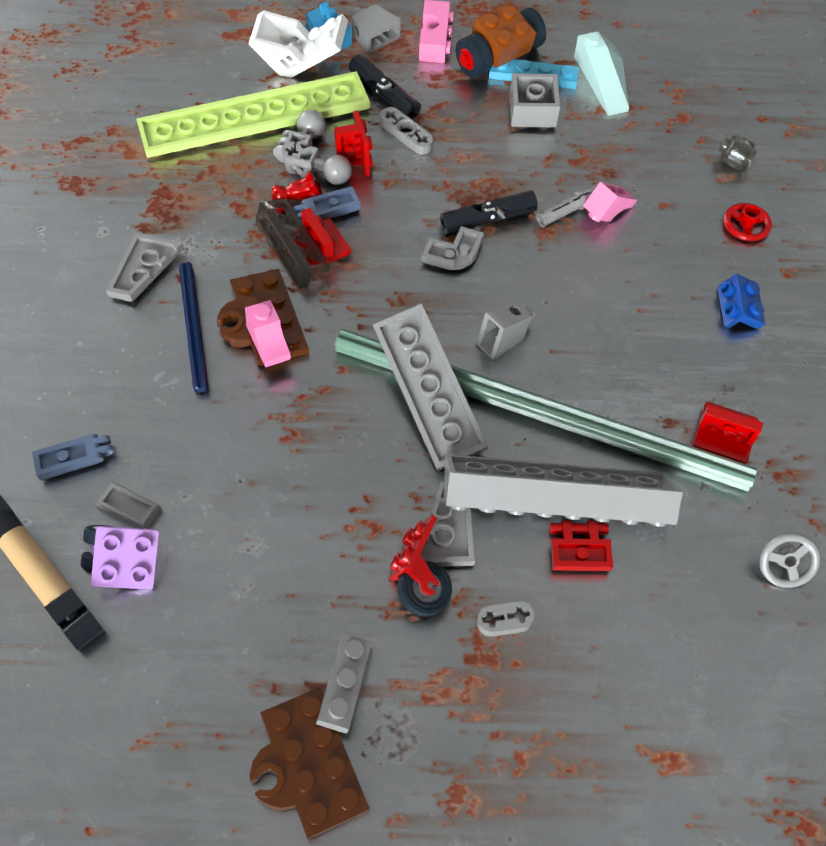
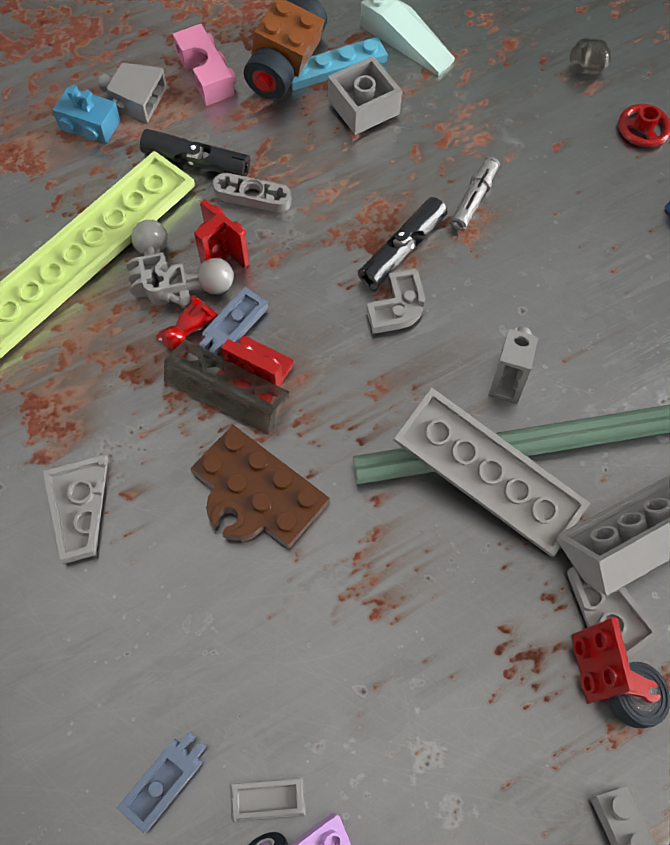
camera: 30 degrees left, 5 degrees up
(193, 328) = (187, 545): dark blue axle -> none
(267, 333) = (286, 511): bright pink arch -> none
(286, 55) = (80, 155): white bracket -> none
(608, 201) = (511, 172): bright pink arch -> none

